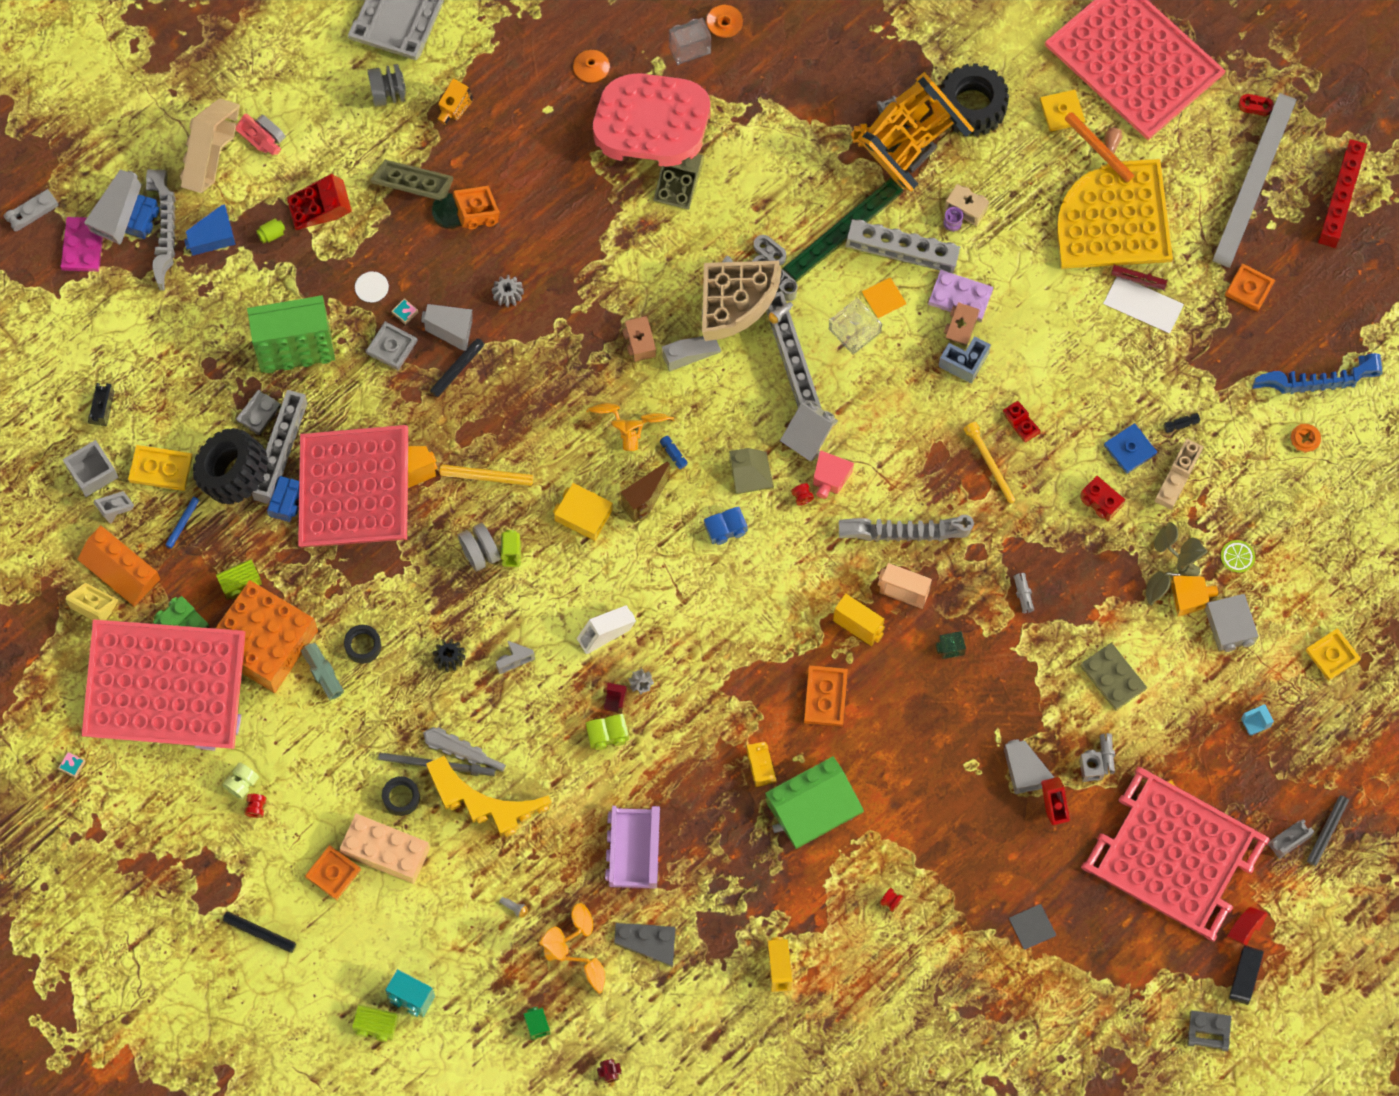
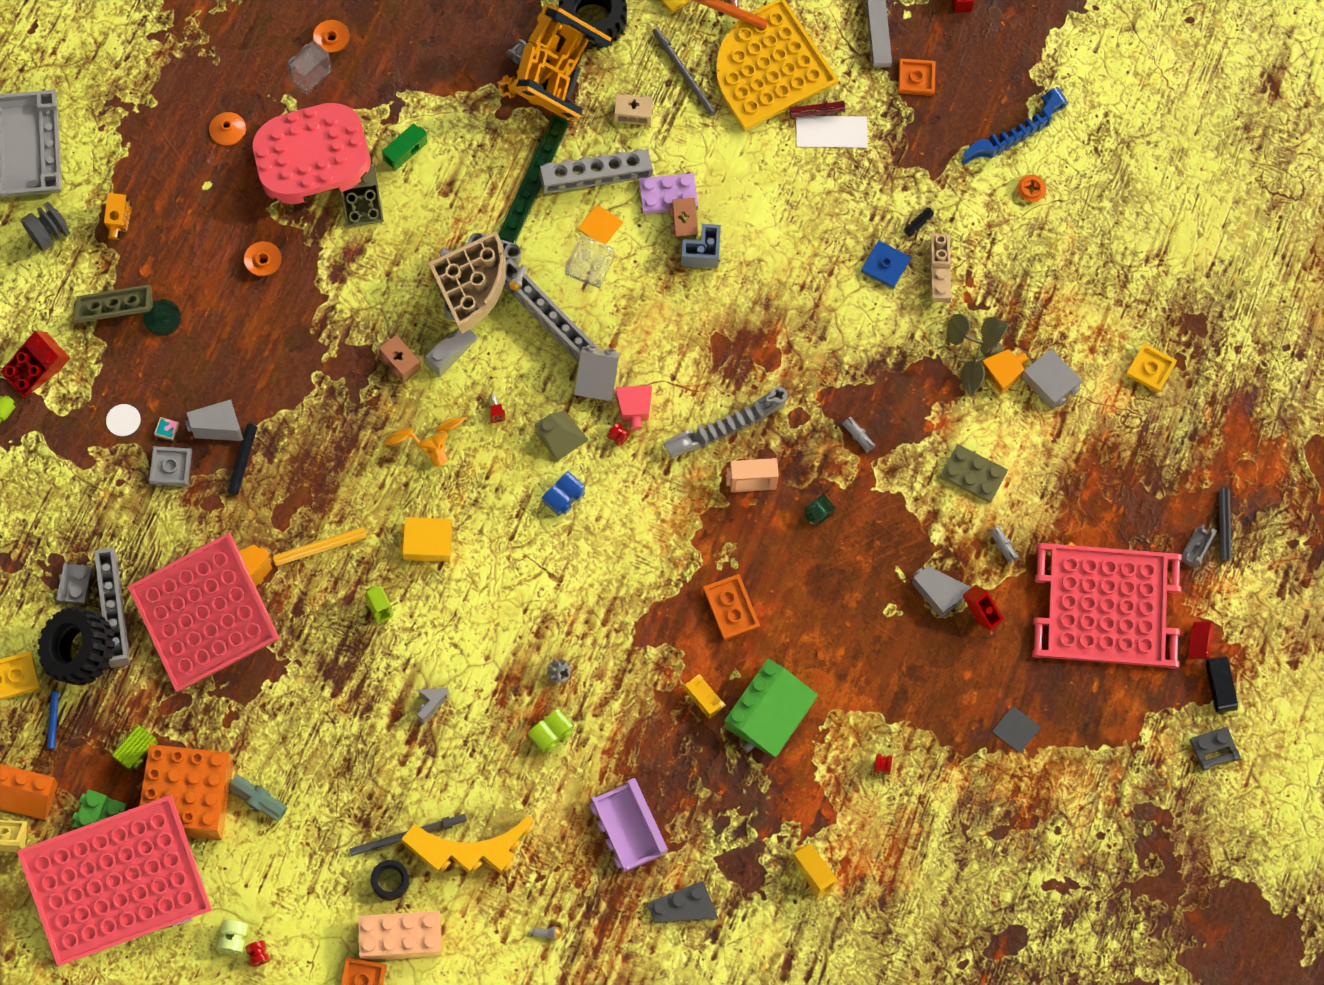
camera: 30 degrees left, 0 degrees up
(284, 499) = (140, 654): blue brick -> none
(291, 334) = (73, 496): bright green piece -> none
(362, 658) = (279, 740): black tyre -> none
(450, 744) = (411, 810): light grey sword -> none
(454, 650) = (378, 728): black gear -> none
(476, 207) = (186, 303): orange plate -> none
(479, 547) = (348, 615): light grey wheel -> none
(506, 285) = (254, 361): light grey gear -> none
(556, 948) = (608, 952): light orange plant -> none
(563, 189) = (262, 251): none -> orange dish
(605, 628) = (502, 638): white slope -> none
(615, 698) = (542, 697): dark red panel -> none
(642, 495) = (474, 502): reddish brown slope -> none
(673, 452) = (481, 448): blue axle -> none
(702, 425) = (497, 413): none -> red piece
(741, 149) = (404, 146): none -> green brick
(771, 250) = (478, 225): light grey plate -> none
(859, 620) = (728, 525): yellow brick -> none
(953, 219) = (627, 127): medium lavender wheel -> none
(972, 431) = (741, 310): yellow piece -> none
(1021, 422) = (778, 283): red slope -> none
(1027, 157) = (665, 45): none -> dark grey bar
(1091, 774) = (996, 569): light grey brick -> none
(1102, 498) = (885, 319): red brick -> none
(1238, 556) = (1026, 318): lime sticker -> none
(1257, 720) = (1117, 455): medium azure panel -> none

